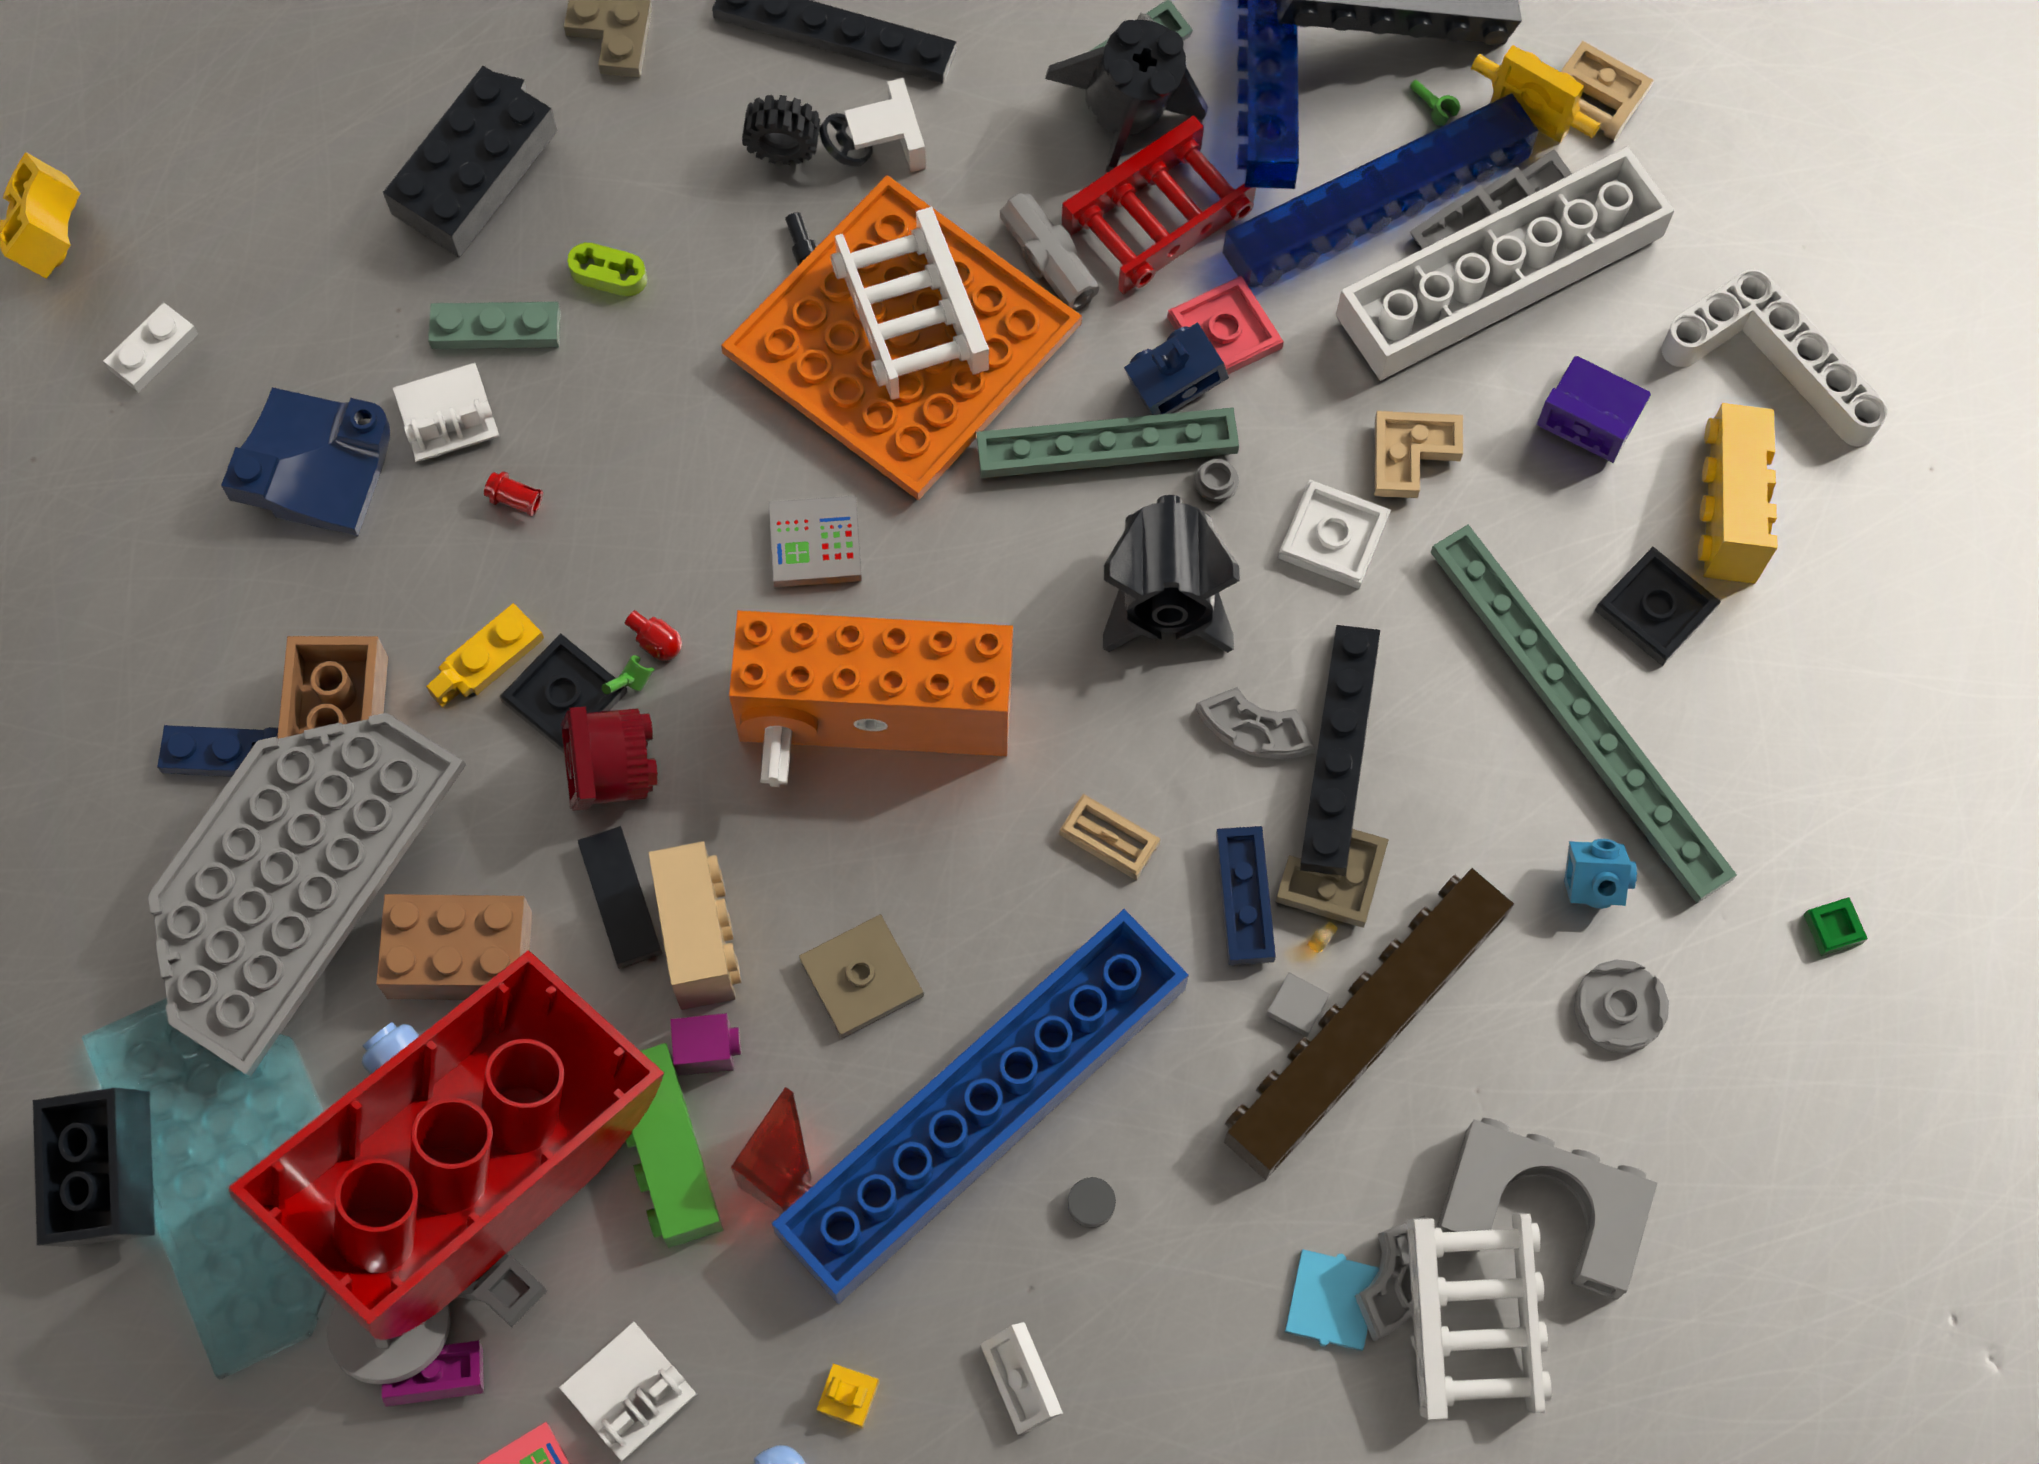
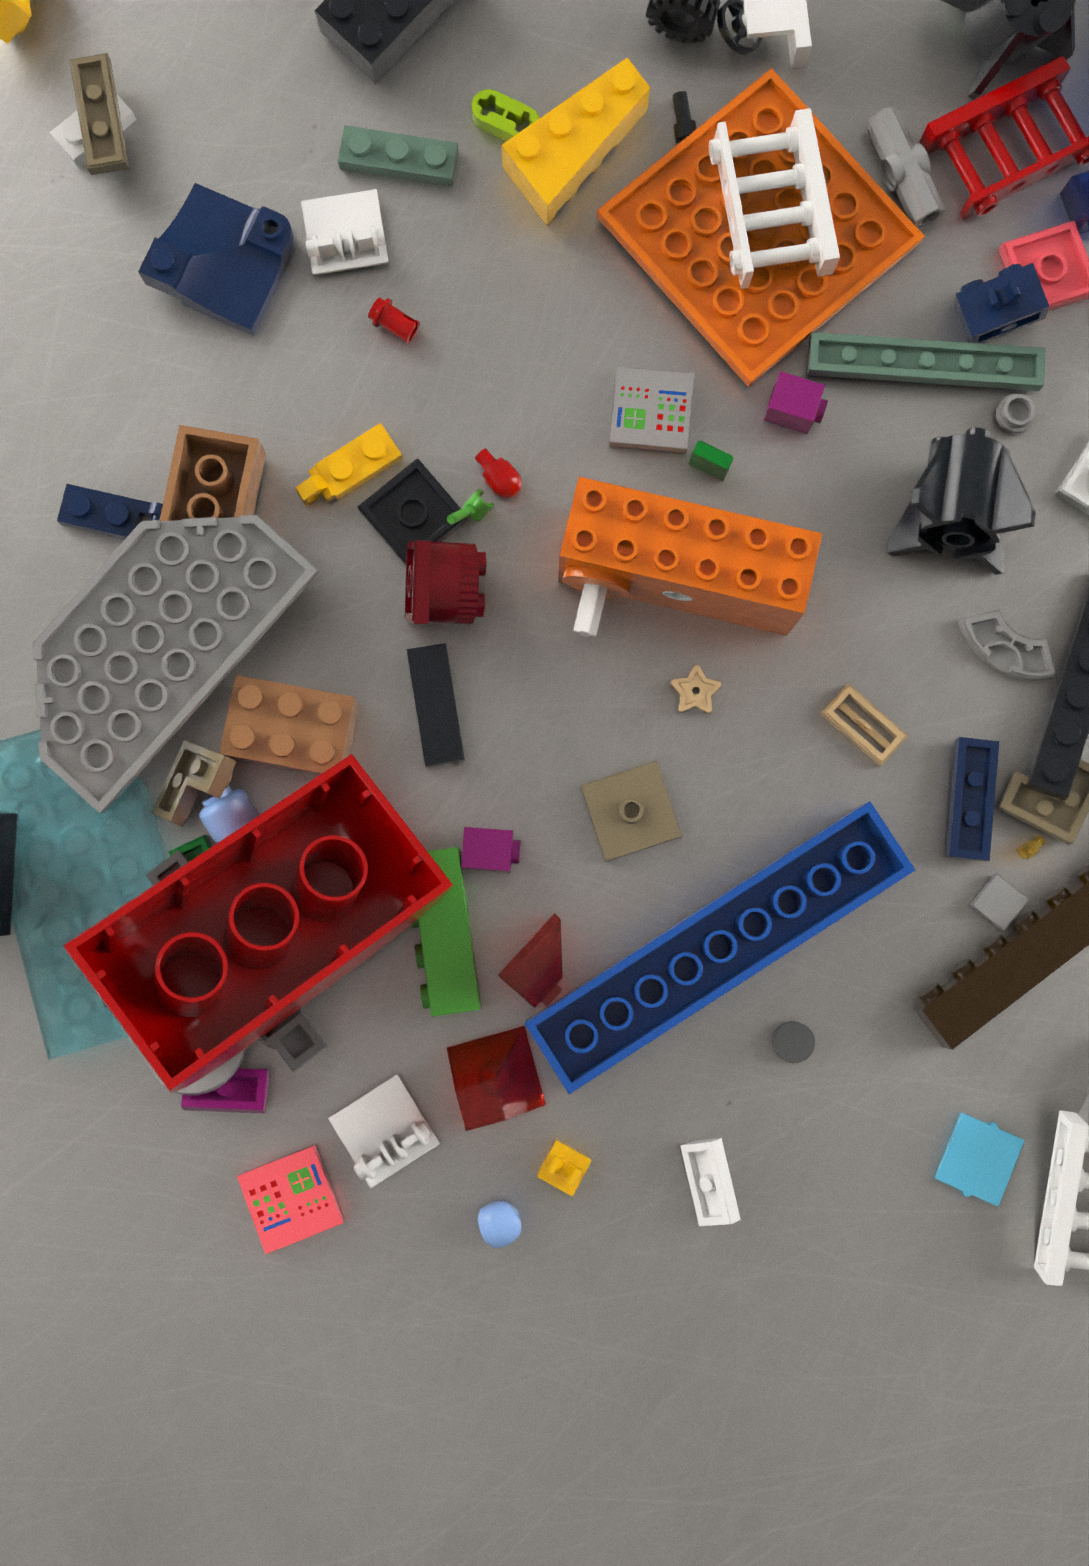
camera: 10 degrees right, 15 degrees up
(157, 333) = (99, 114): none -> dark tan tile
(349, 1011) = (192, 772): none -> dark tan plate
(684, 278) = (573, 138): none -> yellow wedge
(695, 925) = (496, 746): tan brick -> none
(751, 1305) = (495, 1078): none -> clear red slope
(888, 582) = (711, 460): none -> green tile
(910, 842) = (690, 700): none -> tan plate
(971, 507) = (796, 403): none -> magenta brick
(1389, 1297) = (1029, 1167): light grey tile -> none

